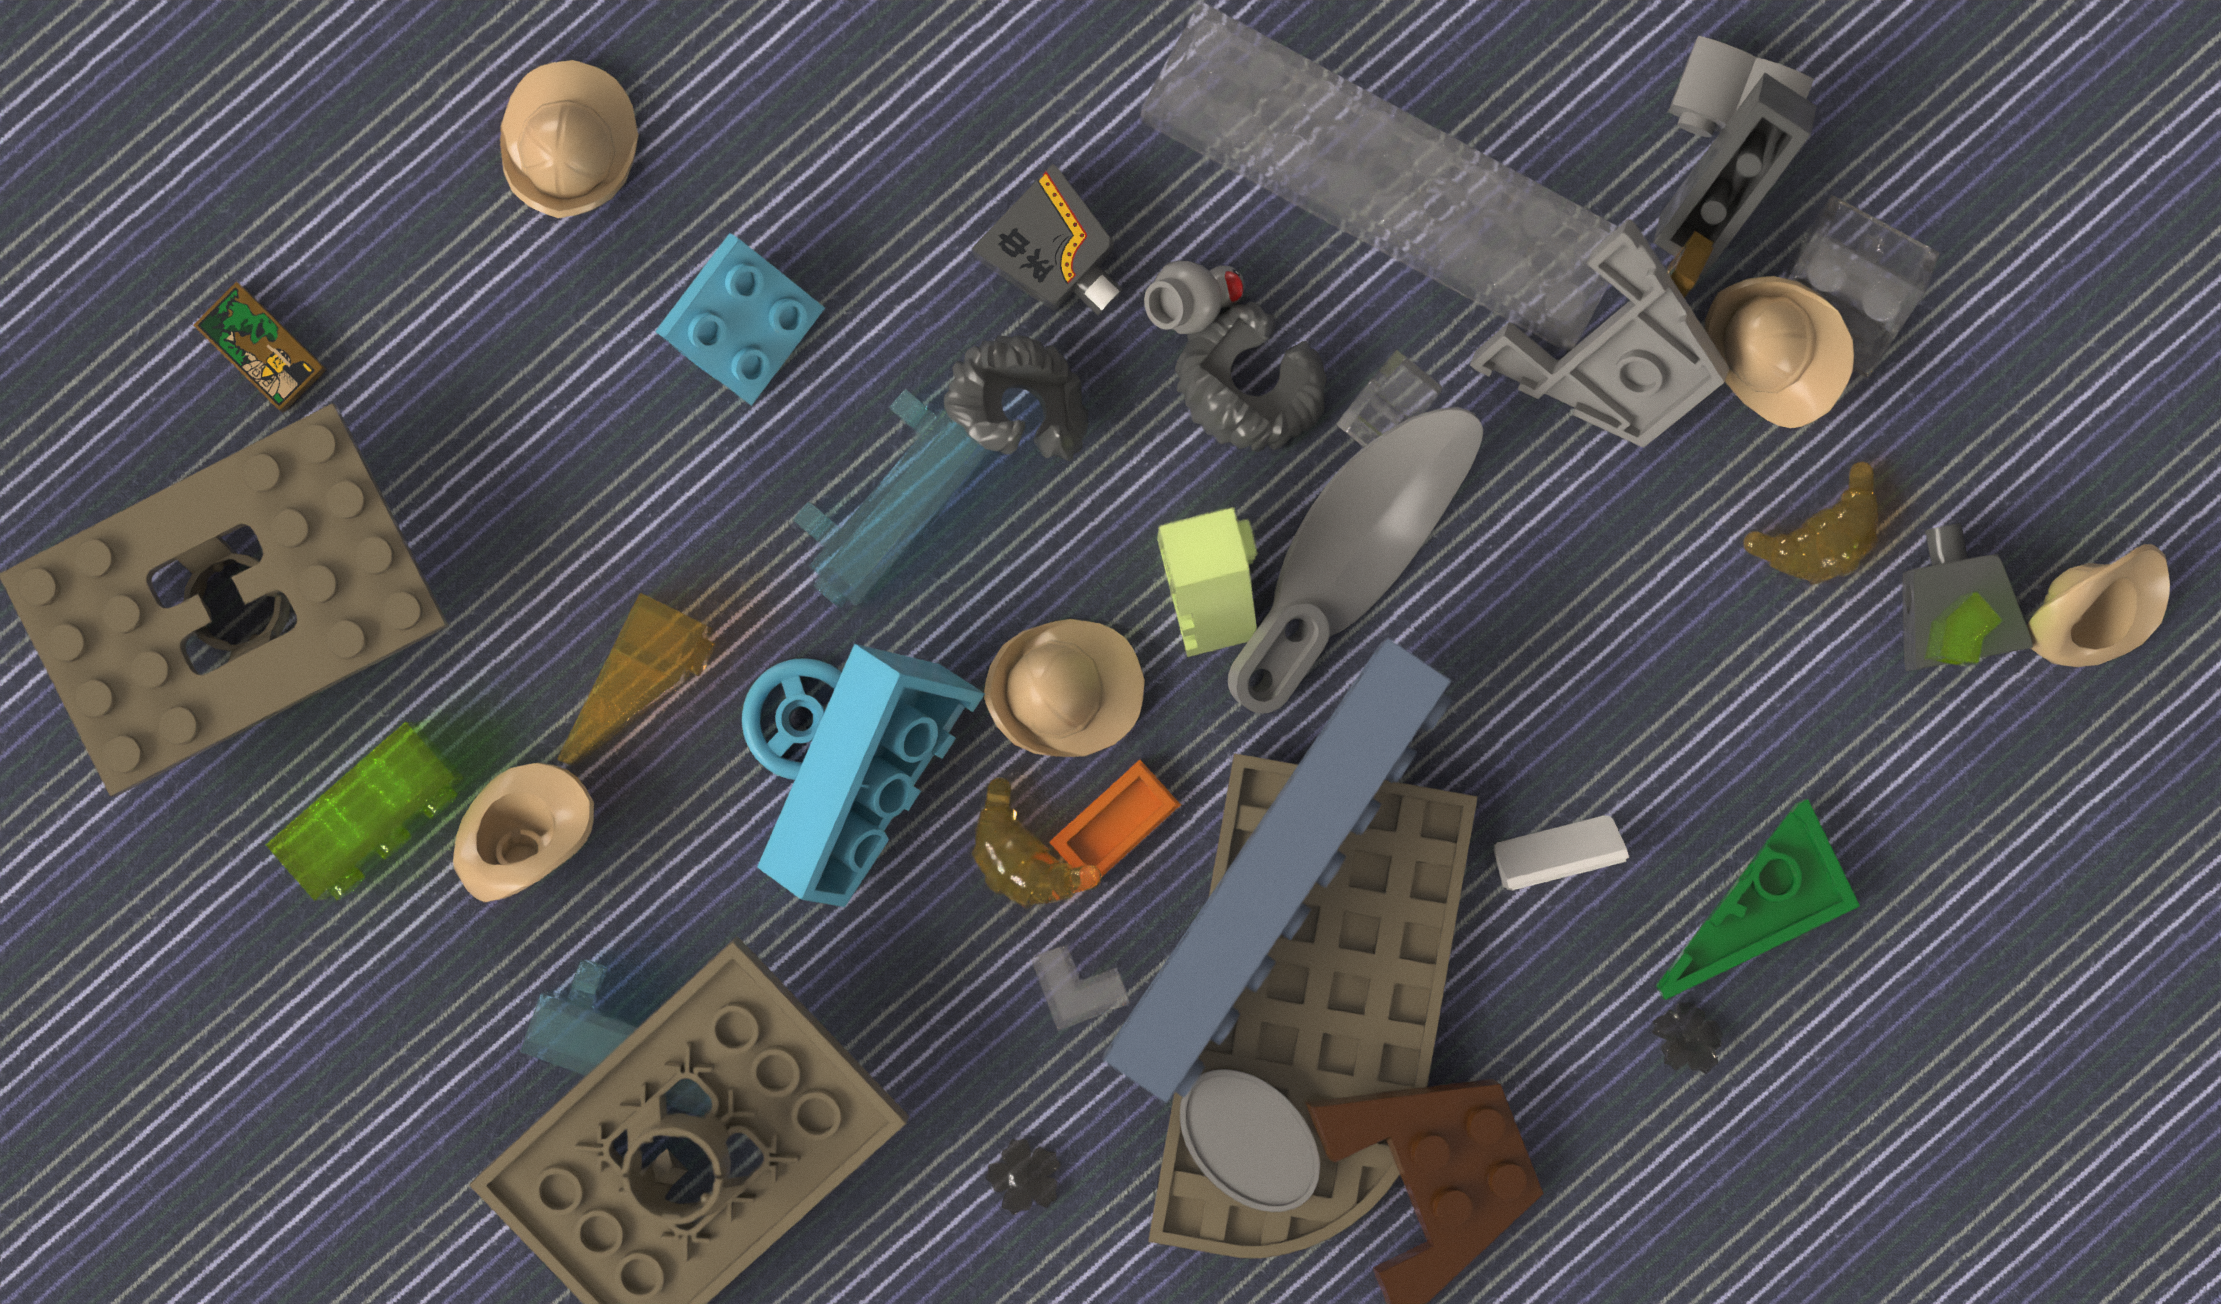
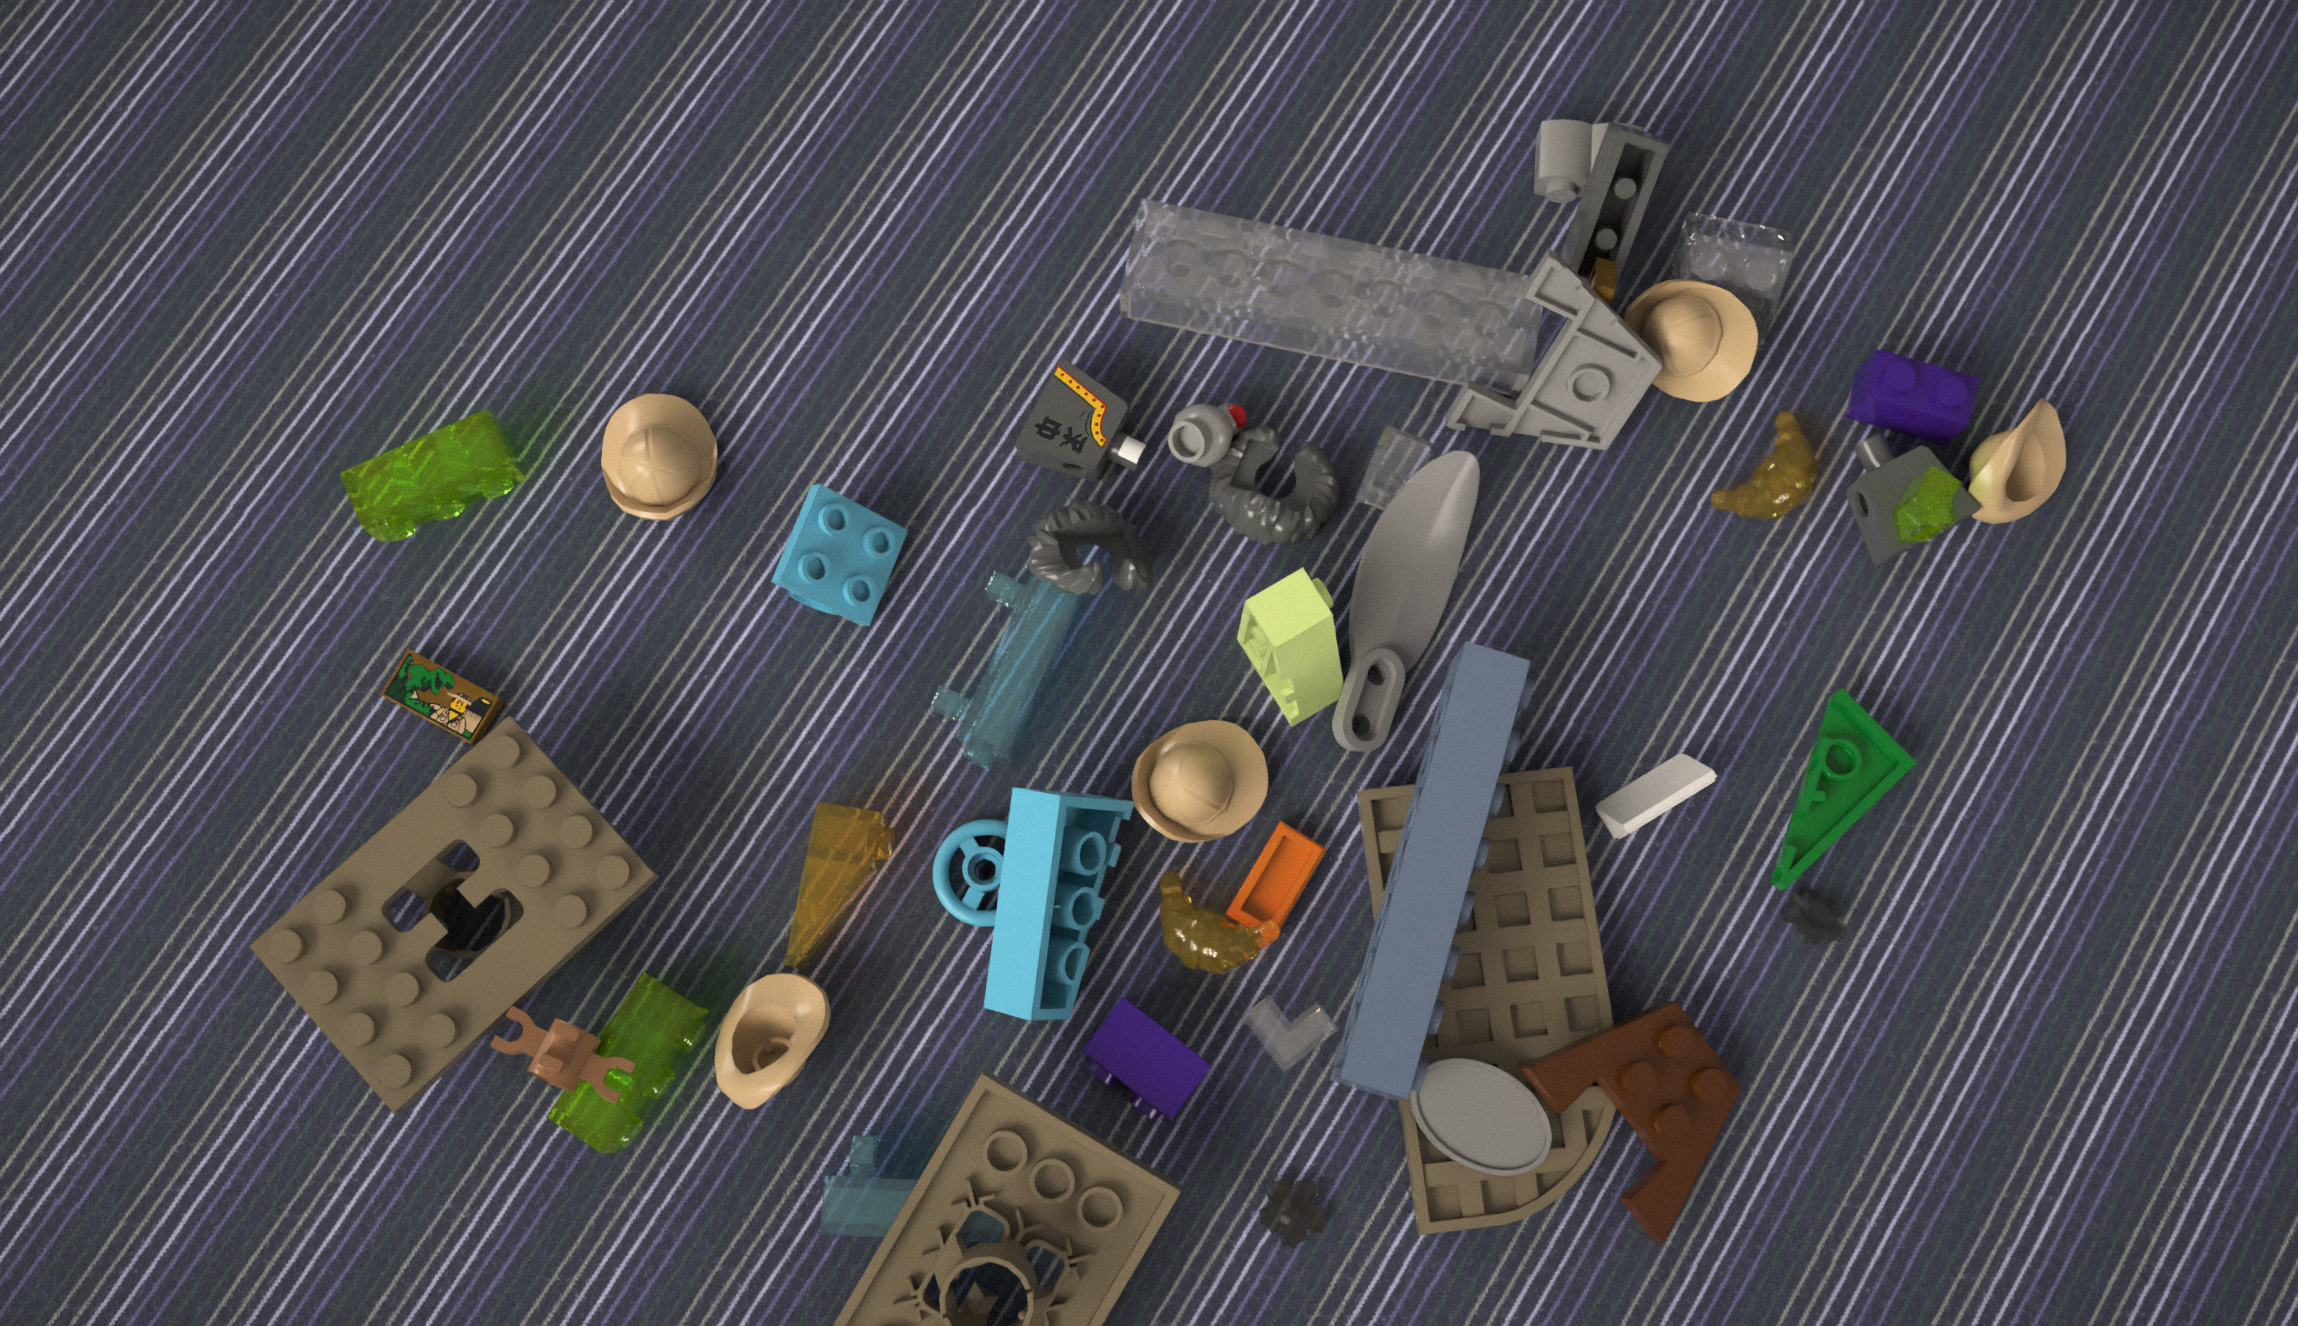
camera: 20 degrees left, 10 degrees down
(301, 788) = (563, 1055): none -> medium nougat pin
(311, 91) = (433, 477): none -> clear neon green brick
(913, 974) = (1145, 1060): none -> dark purple brick
(2010, 492) = (1912, 397): none -> dark purple brick

